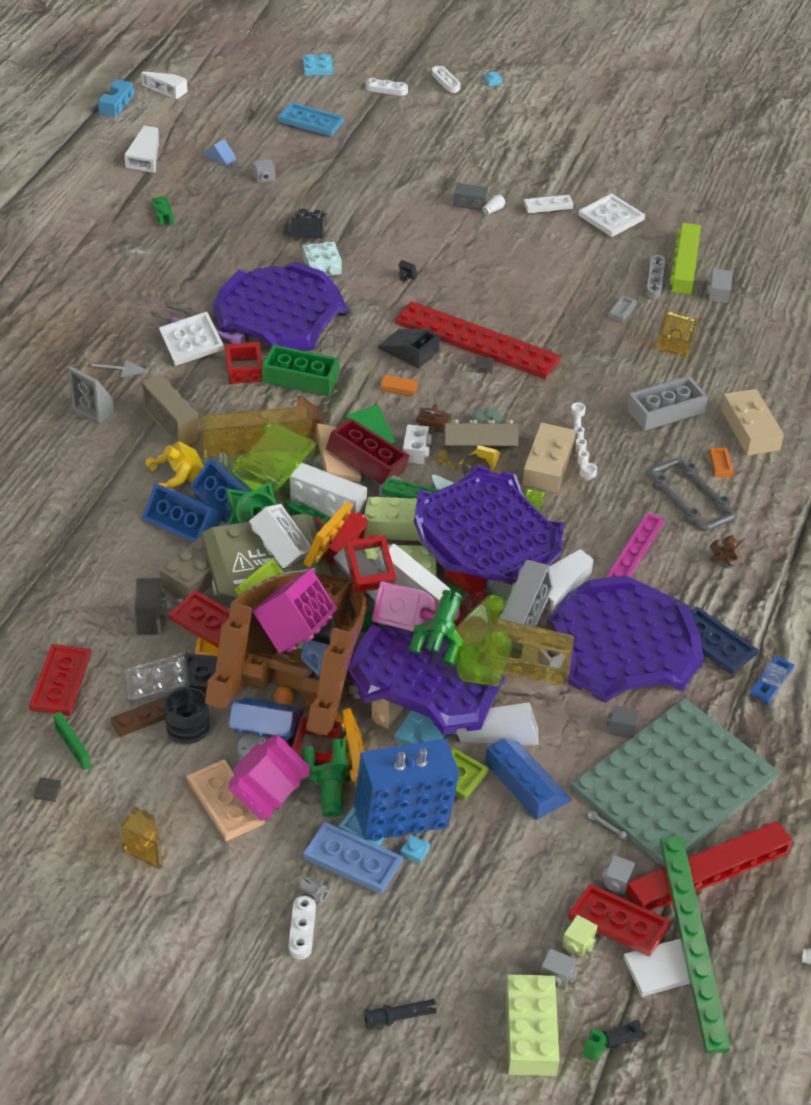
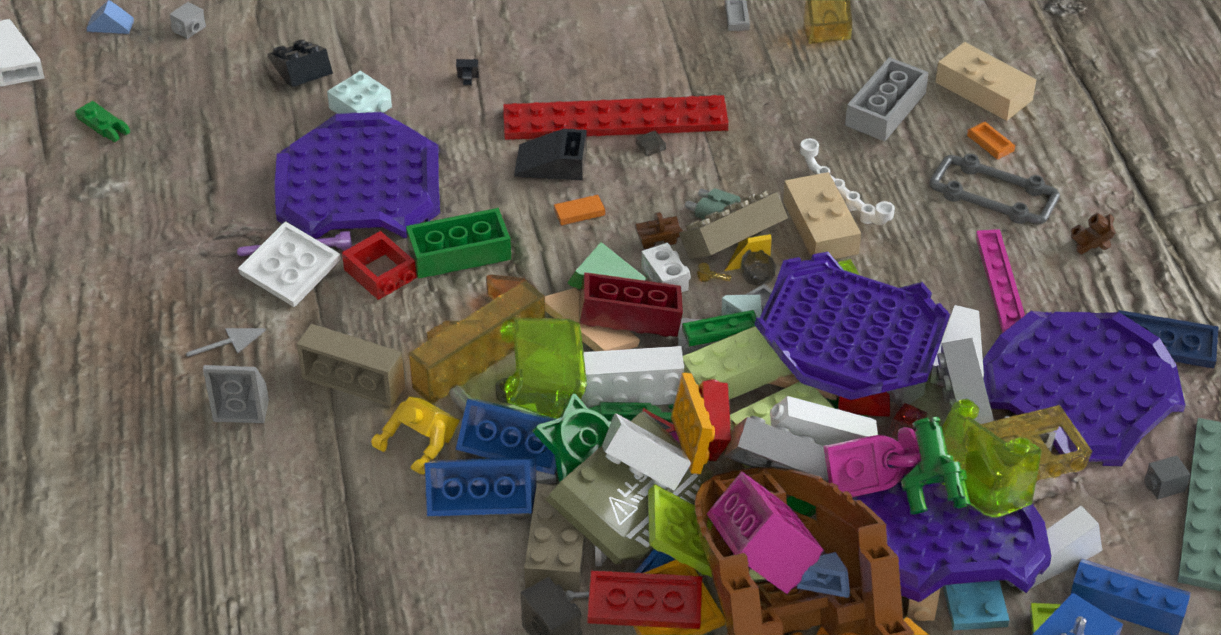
camera: 30 degrees left, 0 degrees up
(370, 582) = (777, 446): red window -> none

